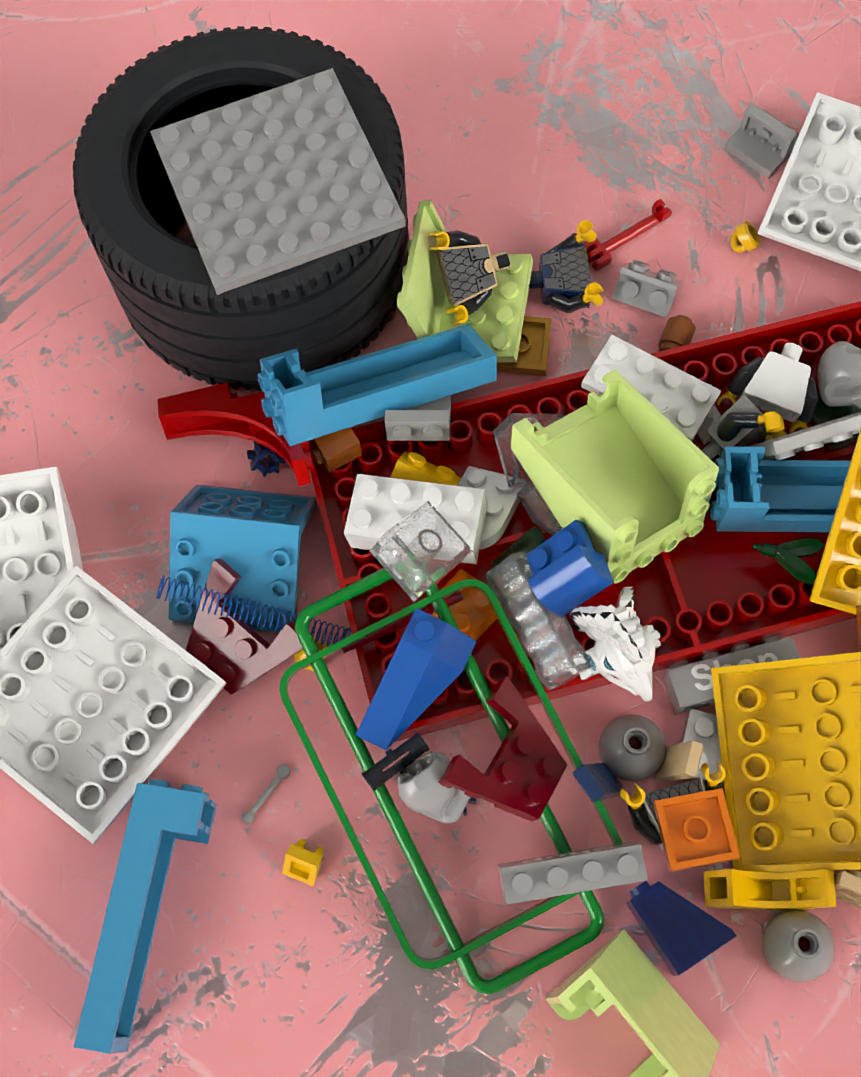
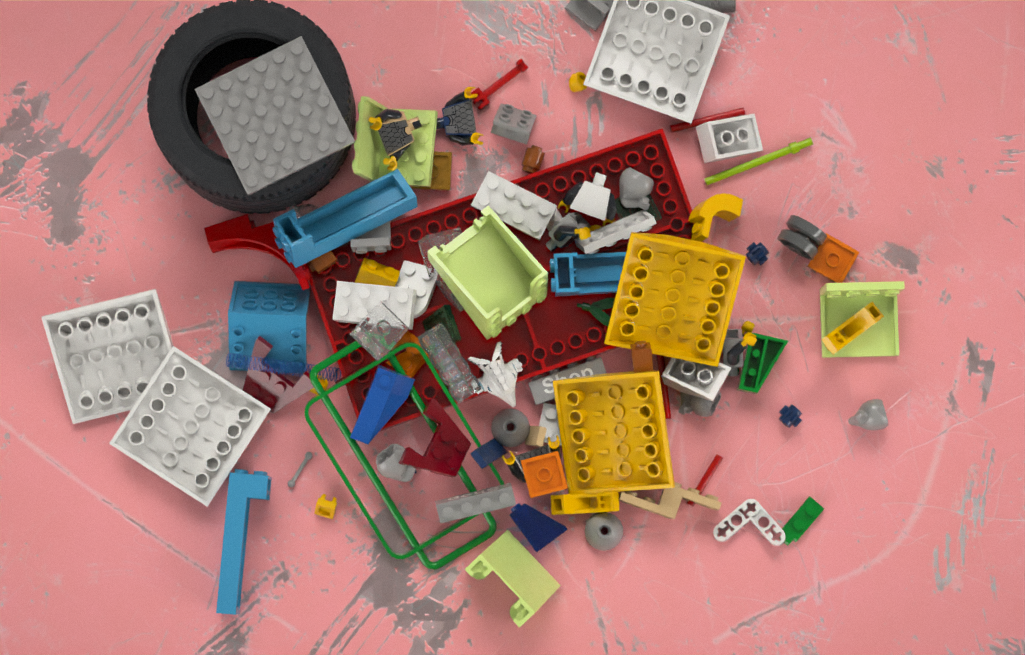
camera: 10 degrees left, 15 degrees up
(263, 464) = (274, 264): dark blue gear -> none
(376, 777) = (373, 450): black pin -> none
(567, 570) = (463, 336): blue brick -> none

